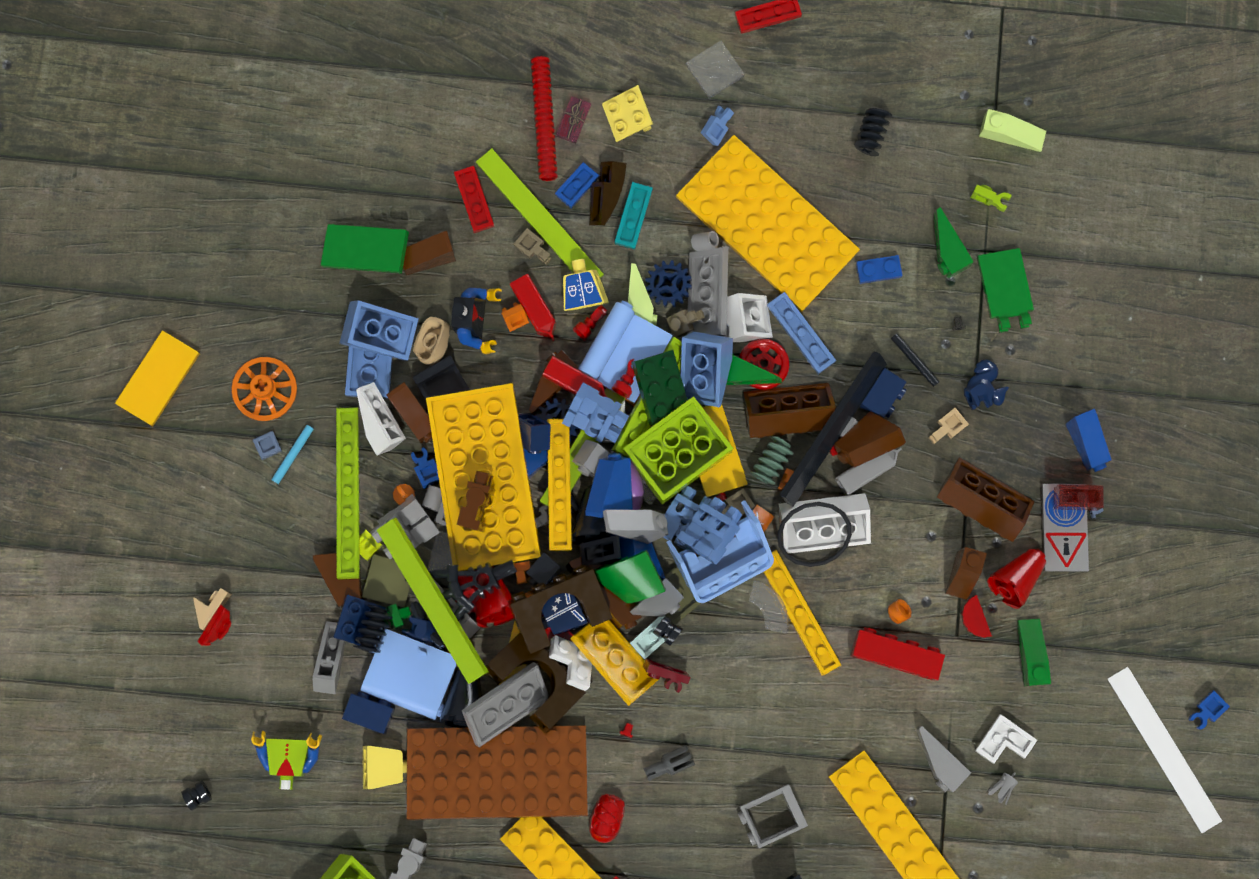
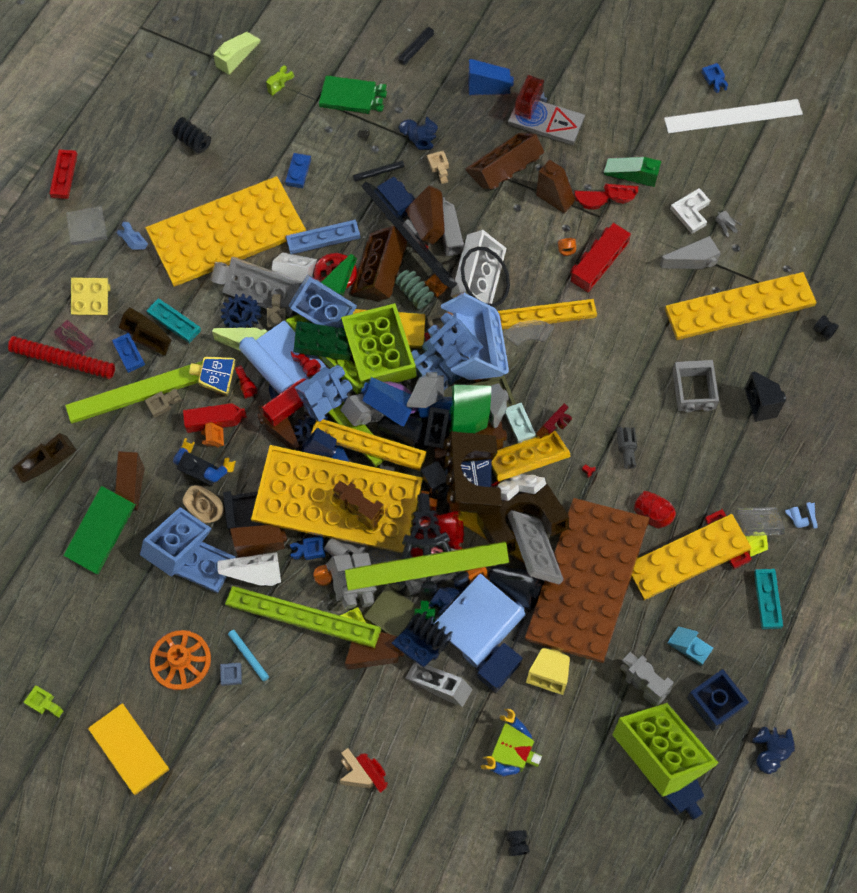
camera: 65 degrees left, 15 degrees down
(172, 273) = (41, 701): none -> lime plate
(424, 155) = (44, 457): none -> dark brown slope
(474, 199) = (100, 433): red plate -> none
(667, 630) = (520, 406): black wheel -> none
(950, 250) = (305, 118): green slope -> none
(995, 650) = (621, 193): none -> red tile
(1018, 578) = (574, 158): red cone -> none
(1108, 335) = (416, 45): none -> black axle

